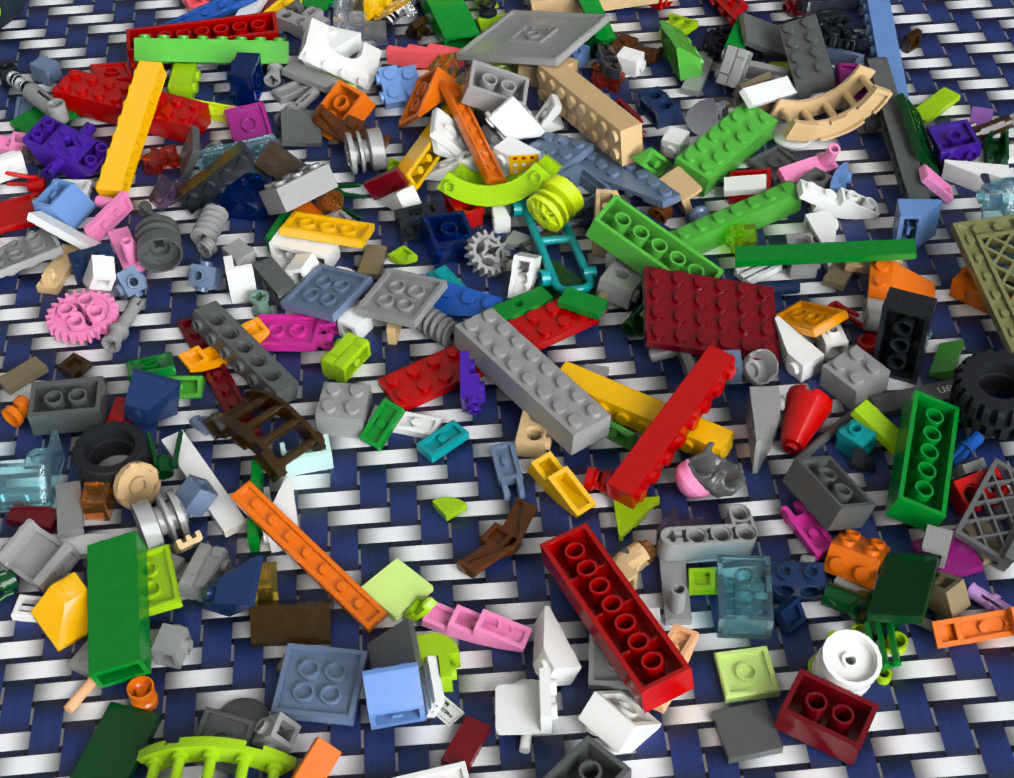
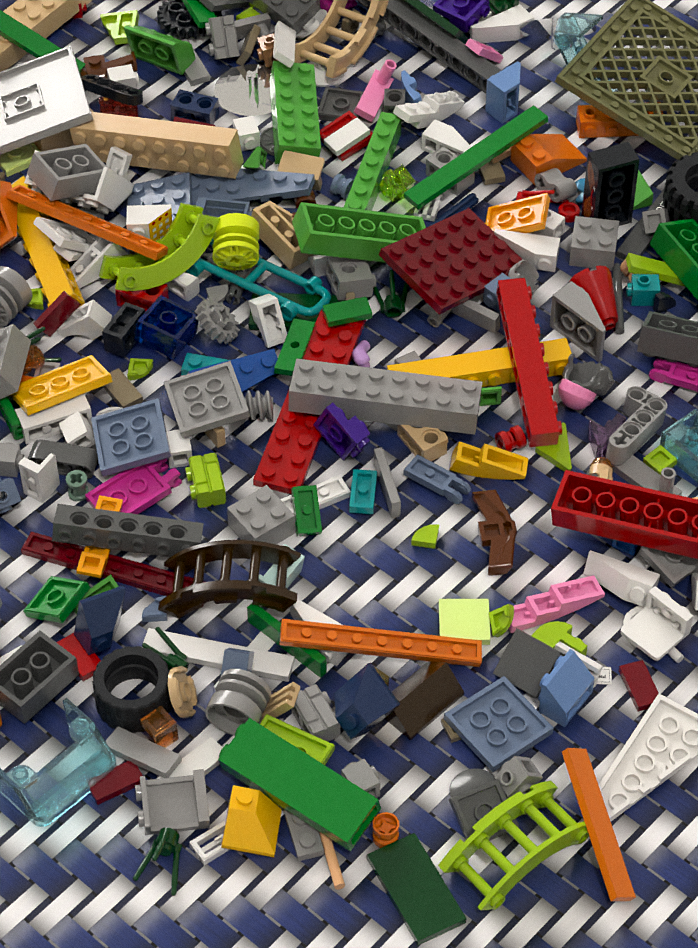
camera: 45 degrees left, 5 degrees up
(465, 446) = (387, 483): none -> light grey tile
(564, 343) = (360, 354): none -> lavender arm
(931, 388) = (653, 218): none -> light grey panel

